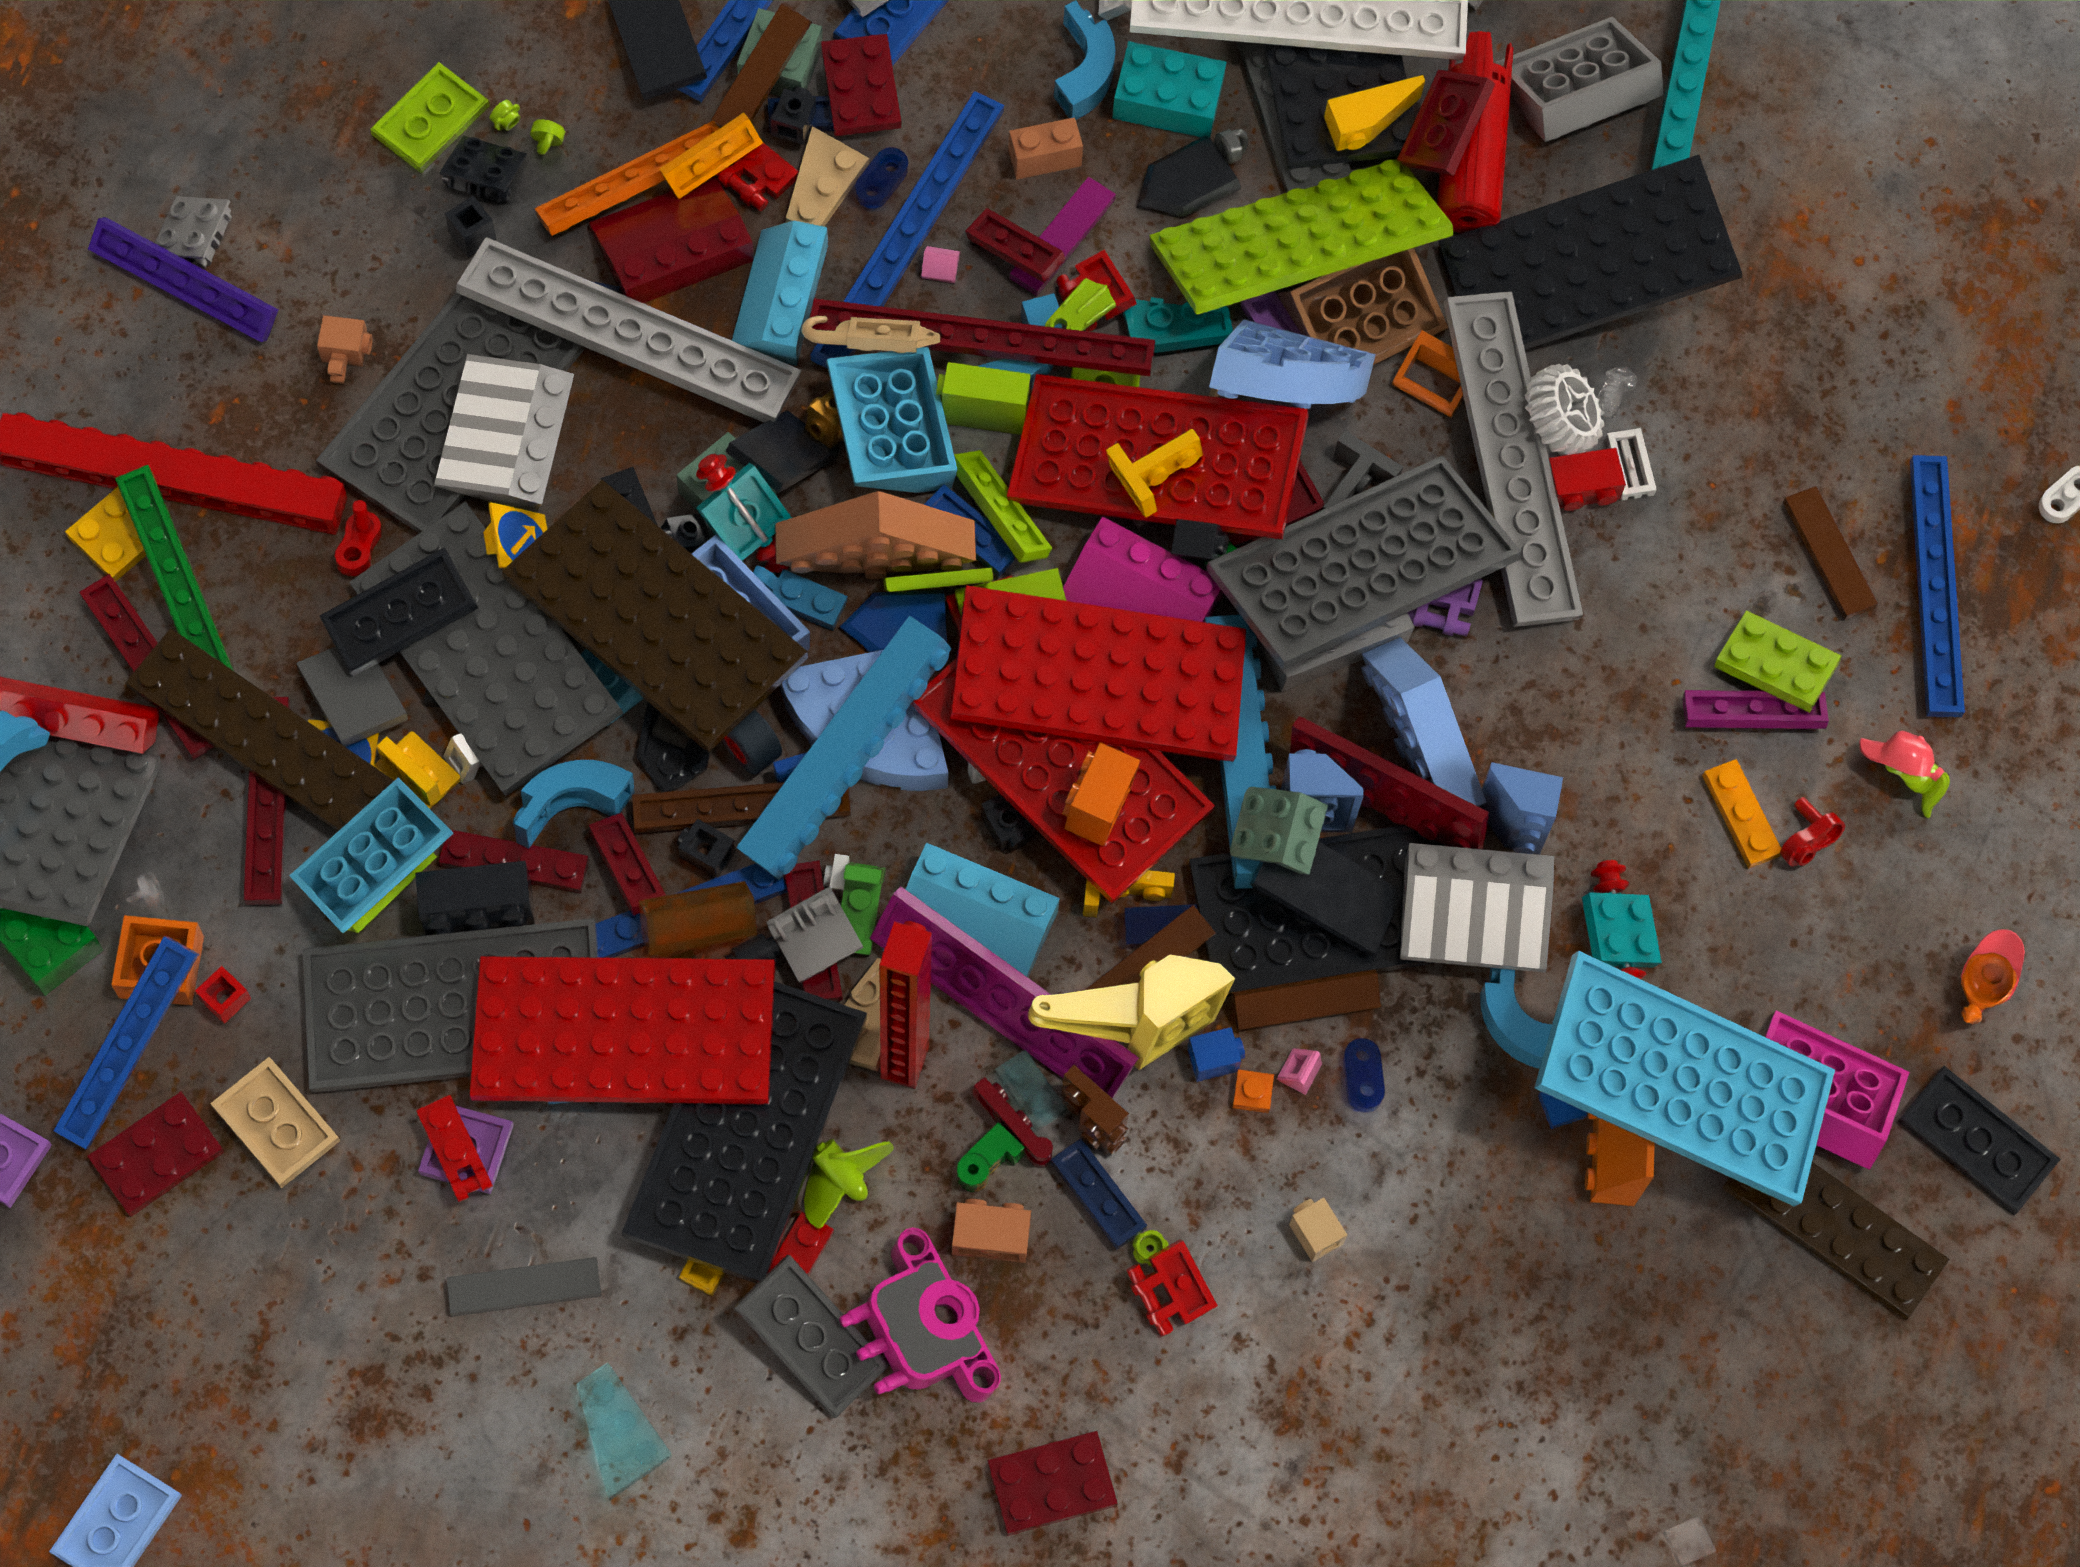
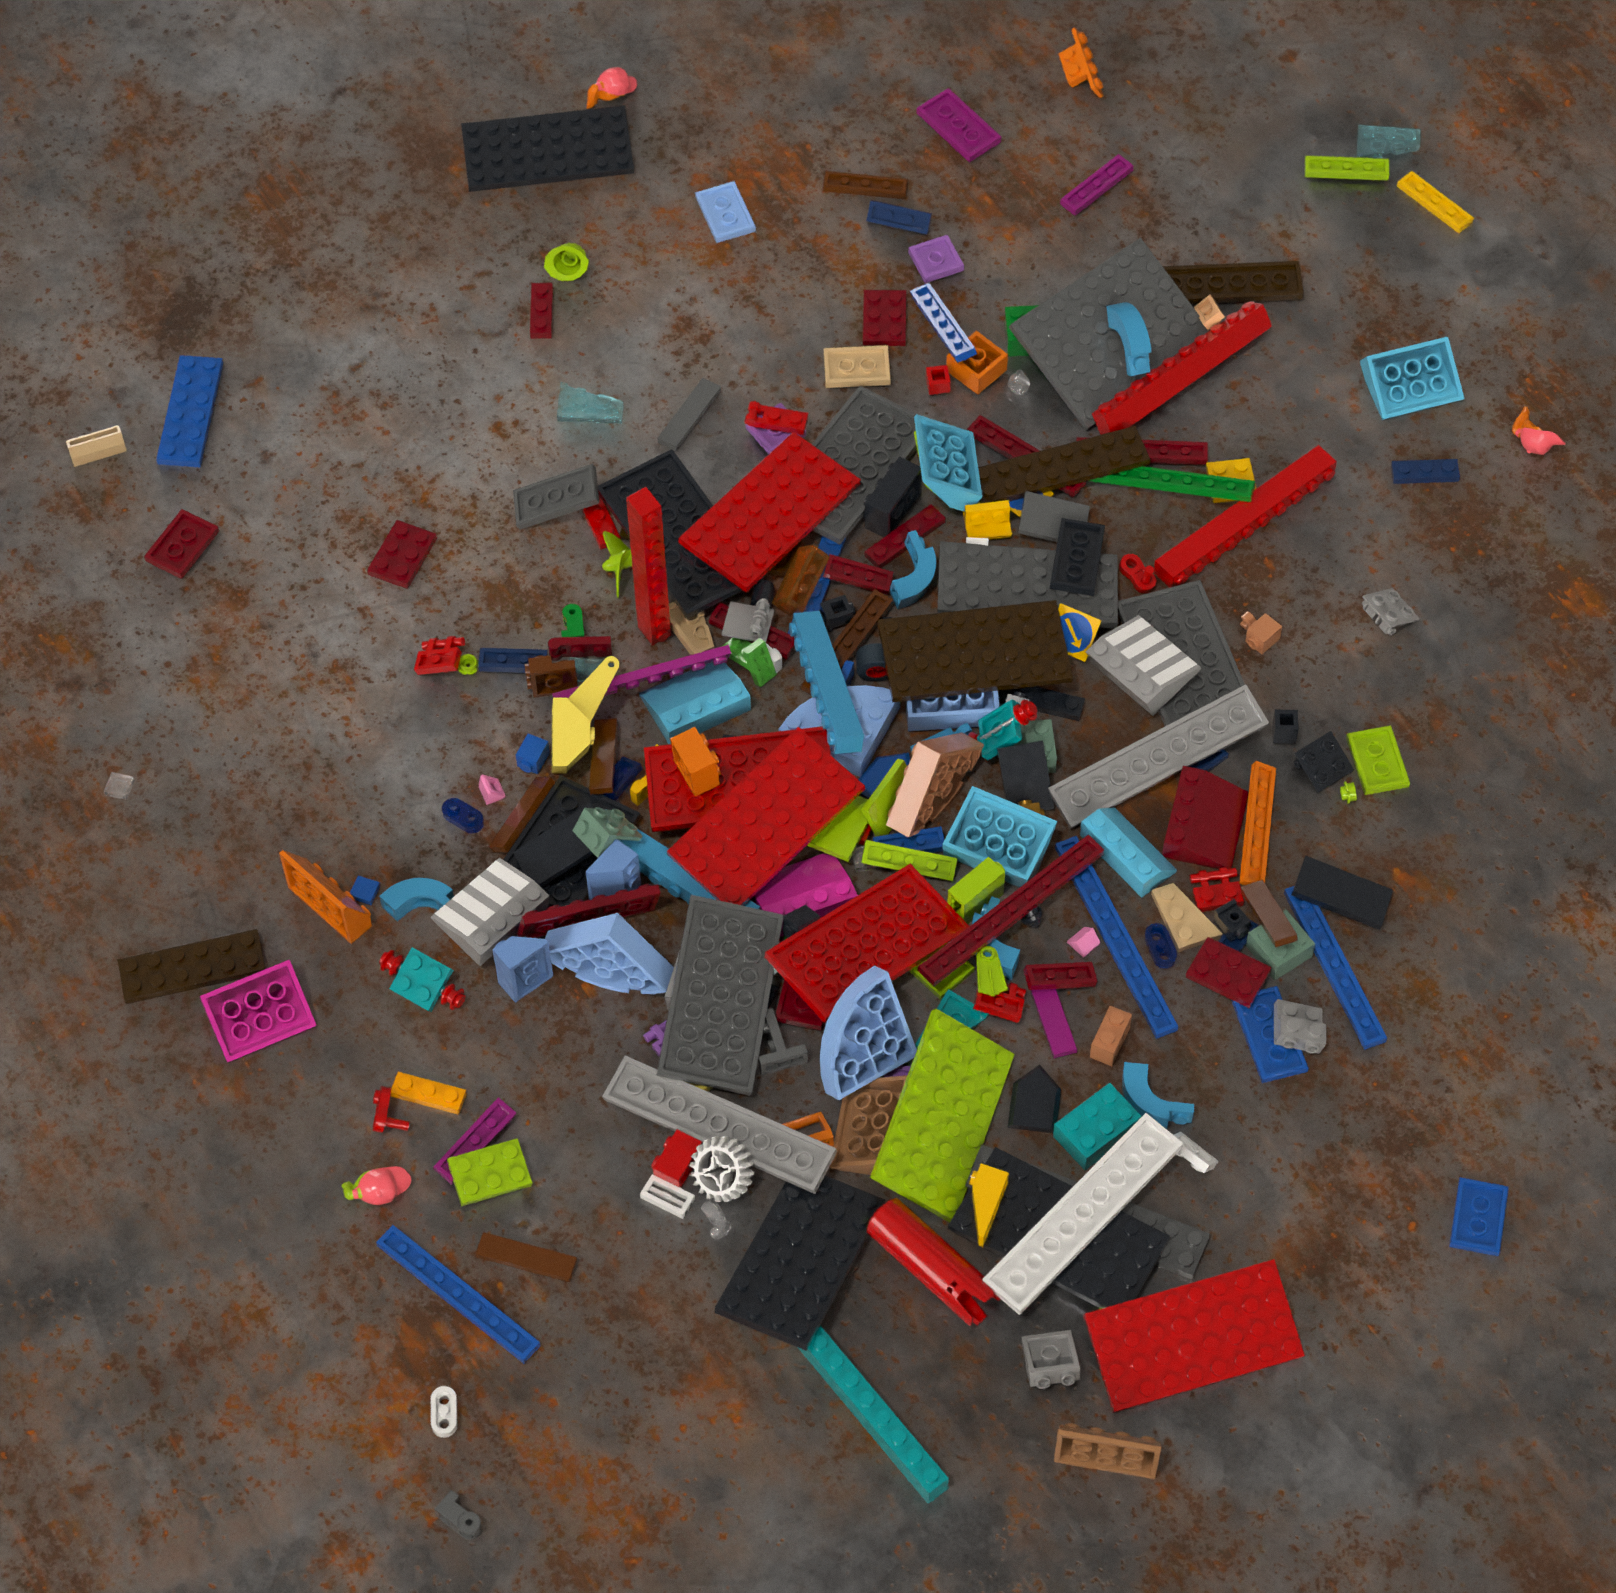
camera: 135 degrees right, 10 degrees down
(183, 279) = (1368, 584): dark purple plate -> none
(547, 134) = (1319, 802): lime tile -> none
(711, 155) = (1236, 861): light orange plate -> none
(872, 334) = (1054, 851): tan plate -> none
(912, 1336) = (518, 535): dark pink piece -> none
(991, 1231) = (537, 603): nougat brick -> none
(1153, 468) = (857, 909): yellow bracket -> none
(1229, 145) = (1035, 1134): dark grey tile -> none
(1253, 1091) = (500, 762): orange plate -> none
(1317, 1228) = (408, 736): tan brick -> none
(1446, 122) = (945, 1231): dark red plate -> none
(1583, 78) = (926, 1358): light grey slope -> none
(1685, 1078) = (308, 901): medium azure plate -> none
(1979, 1140) = (164, 1066): black tile -> none
(1991, 973) = (231, 1126): orange hair -> none

